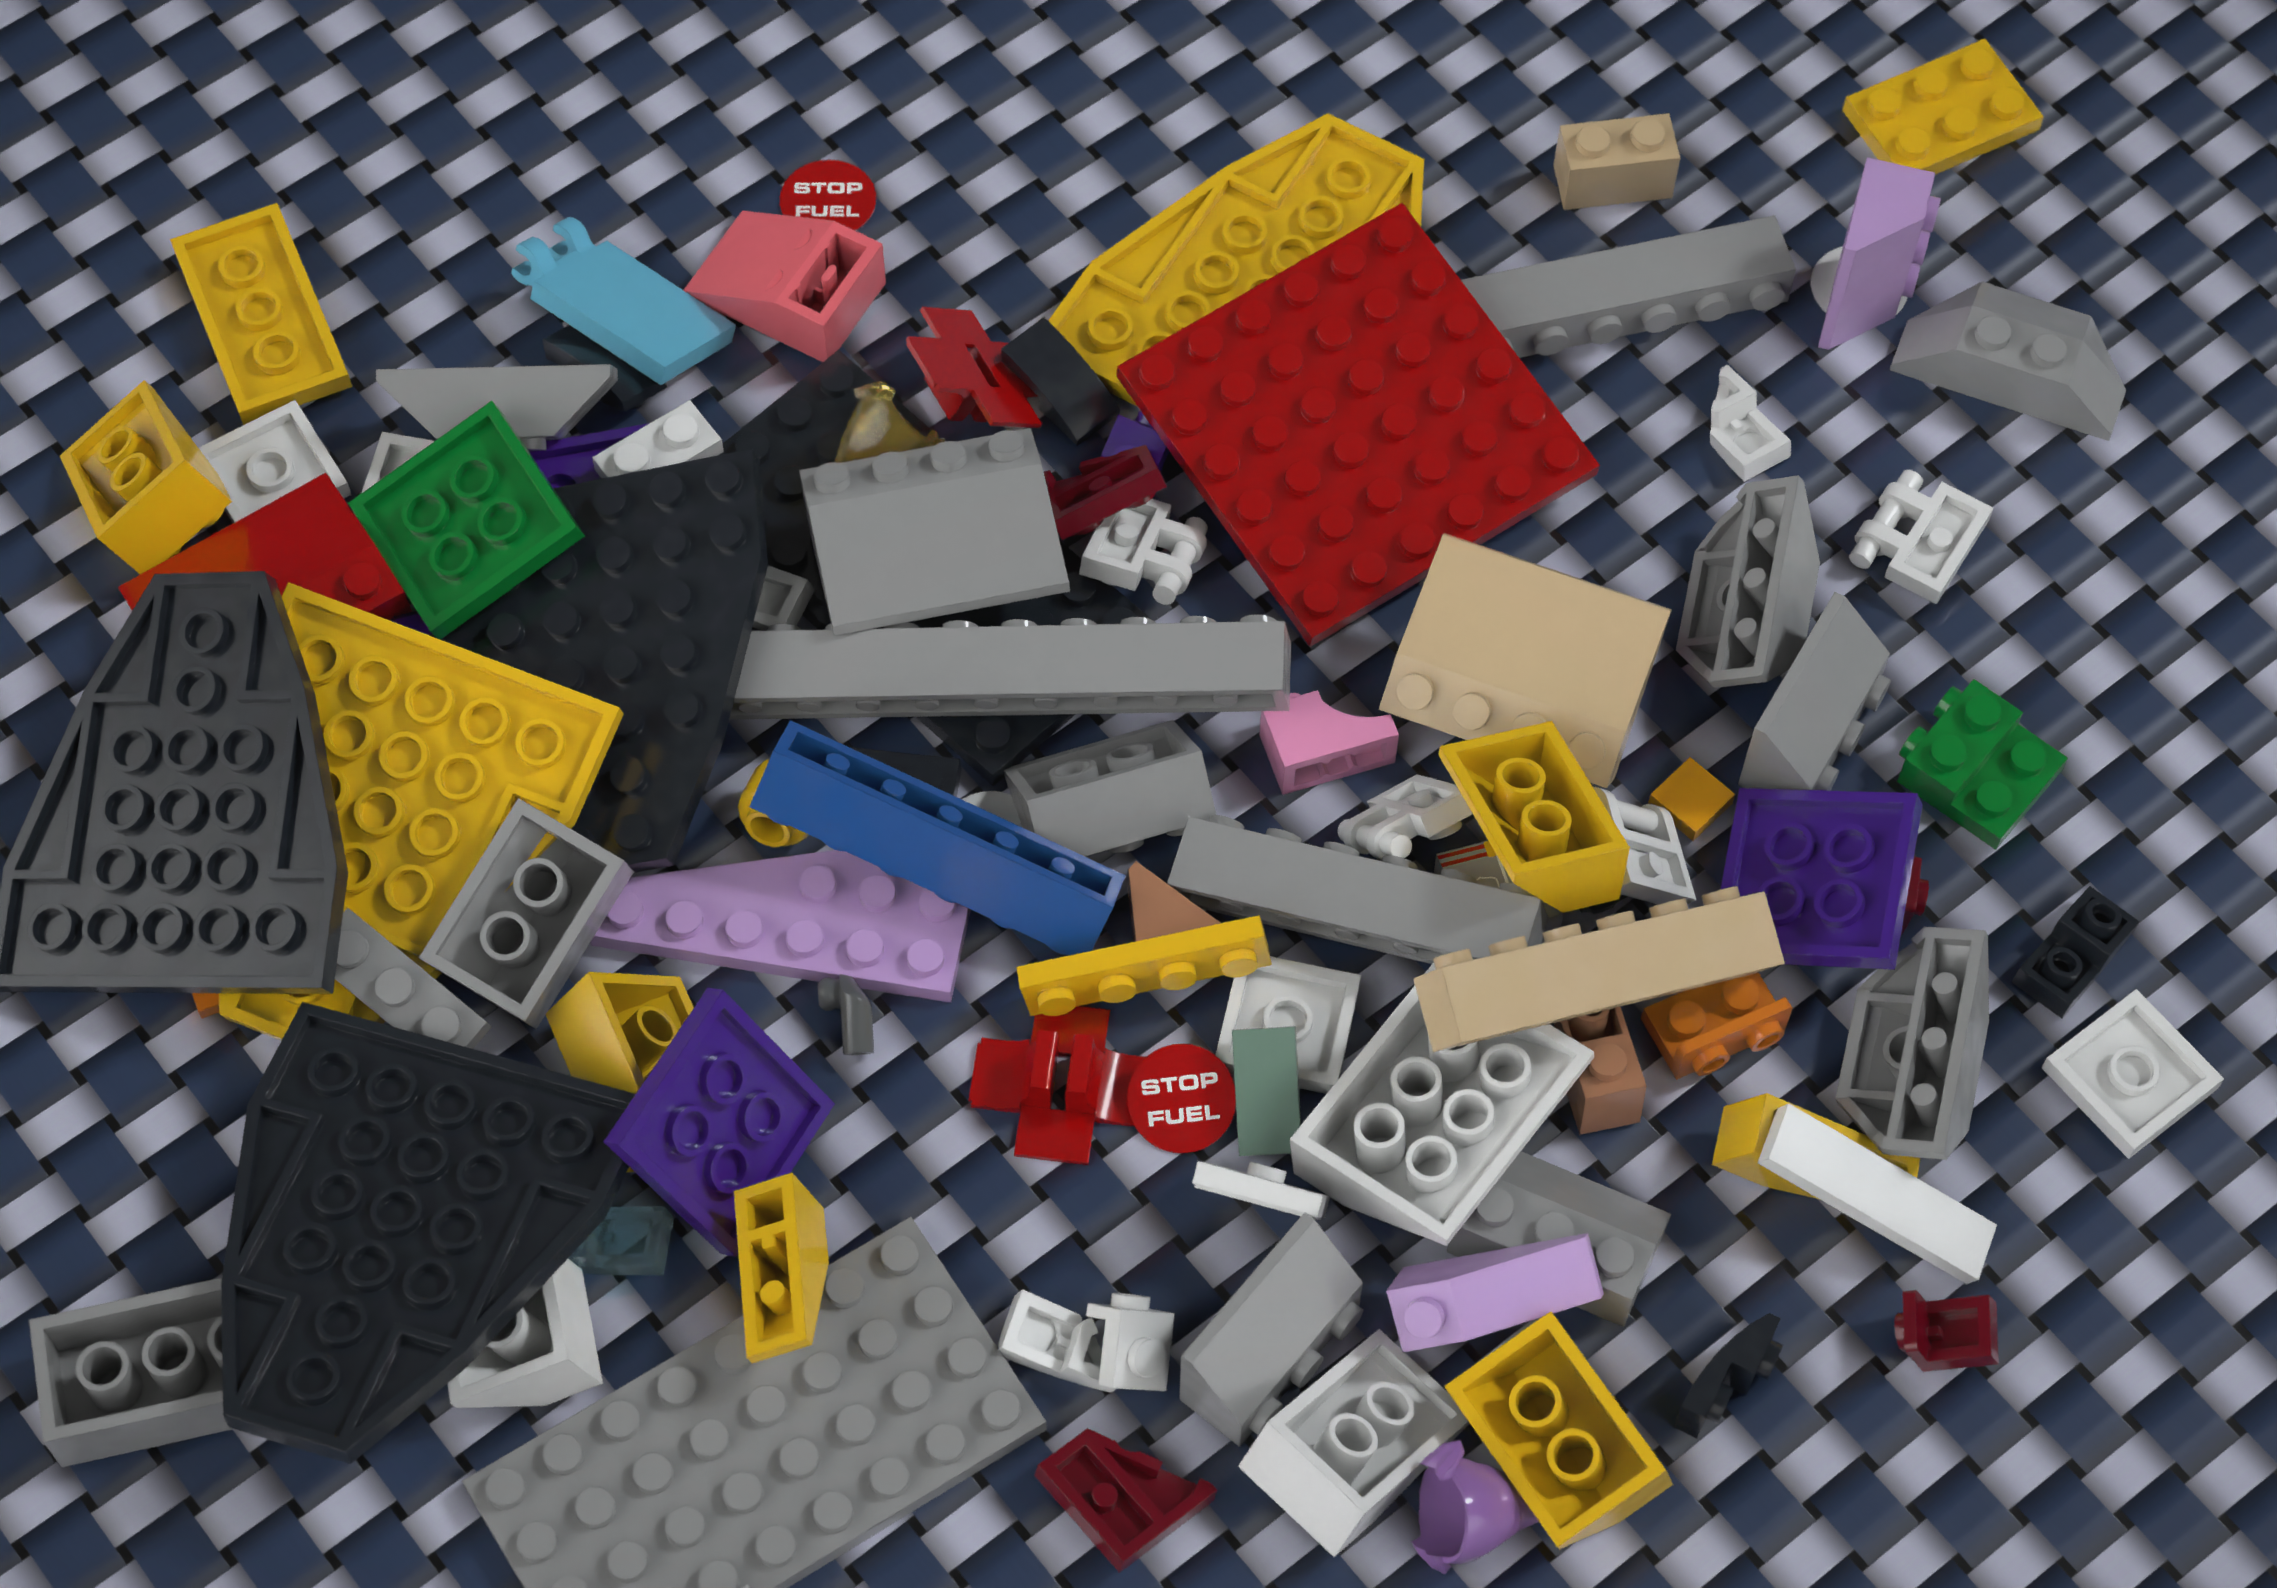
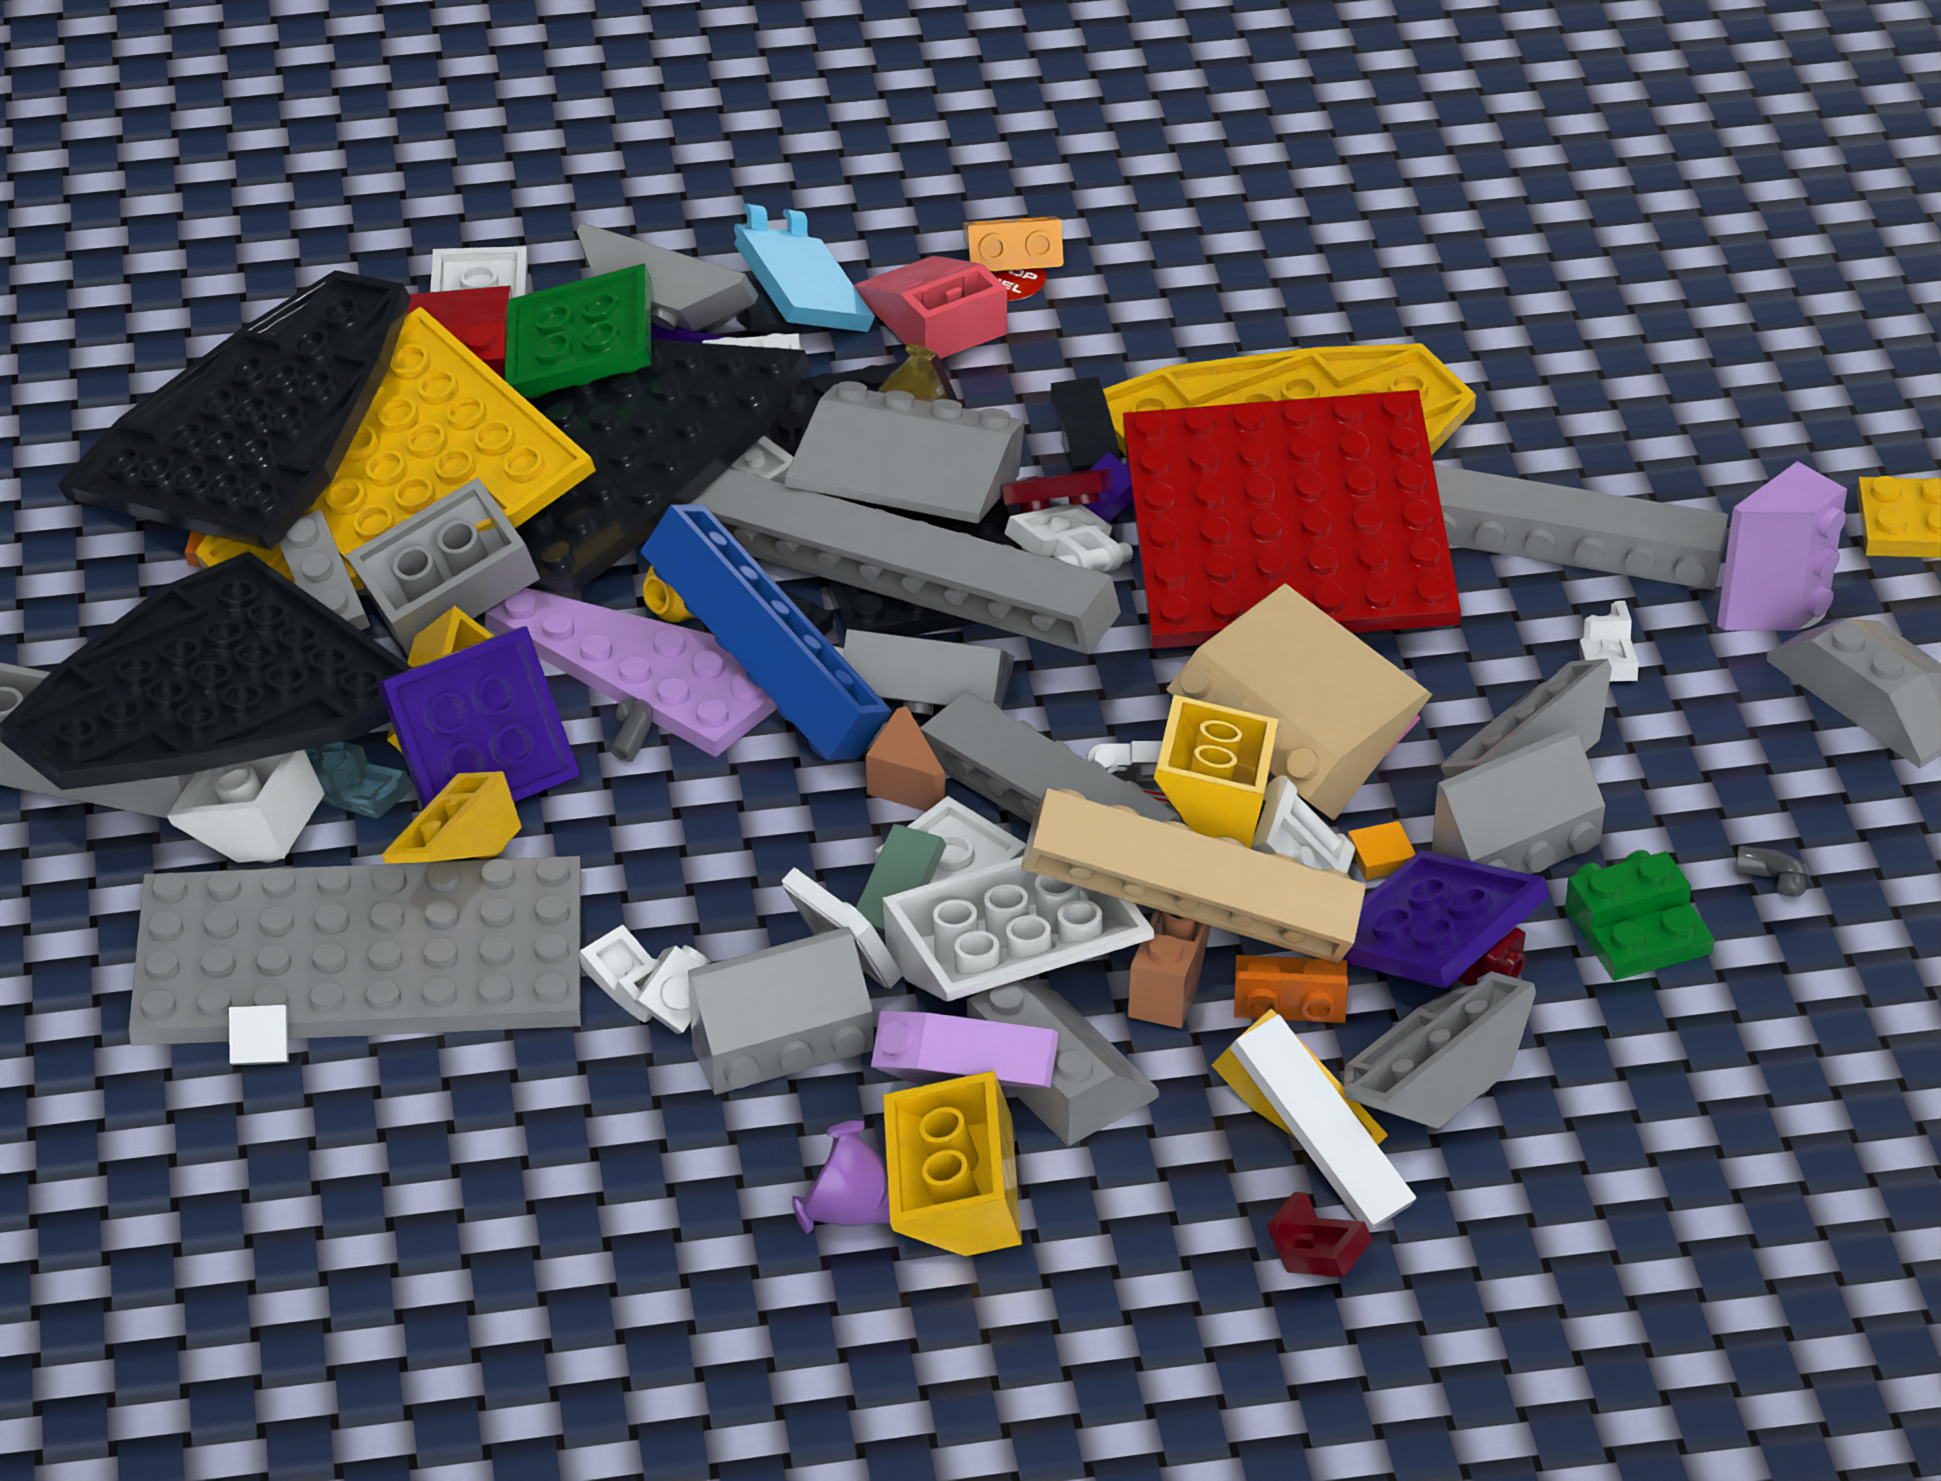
camera: 30 degrees right, 20 degrees down
(144, 481) = (391, 246): yellow slope -> none
(260, 312) = (545, 194): yellow plate -> none
(817, 153) = (1015, 243): none -> light orange bracket
(970, 379) = (1007, 386): red piece -> none
(1022, 1081) = (773, 822): red piece -> none
(1120, 1495) = (598, 1077): dark red wing -> none
(1143, 966) = (865, 770): yellow plate -> none
(1181, 1098) = (838, 861): red sticker -> none
(1322, 744) = (1111, 704): bright pink arch -> none
(1353, 1441) = (775, 1106): white slope -> none
(1616, 161) = (1630, 447): tan brick -> none
(1733, 1367) = (1129, 1187): black slope -> none
(1935, 545) = (1704, 760): white plate -> none
(2064, 632) = (1773, 863): none -> dark grey arm
(2075, 952) = (1633, 1061): black slope -> none
(2132, 1073) = (1608, 1150): white plate -> none

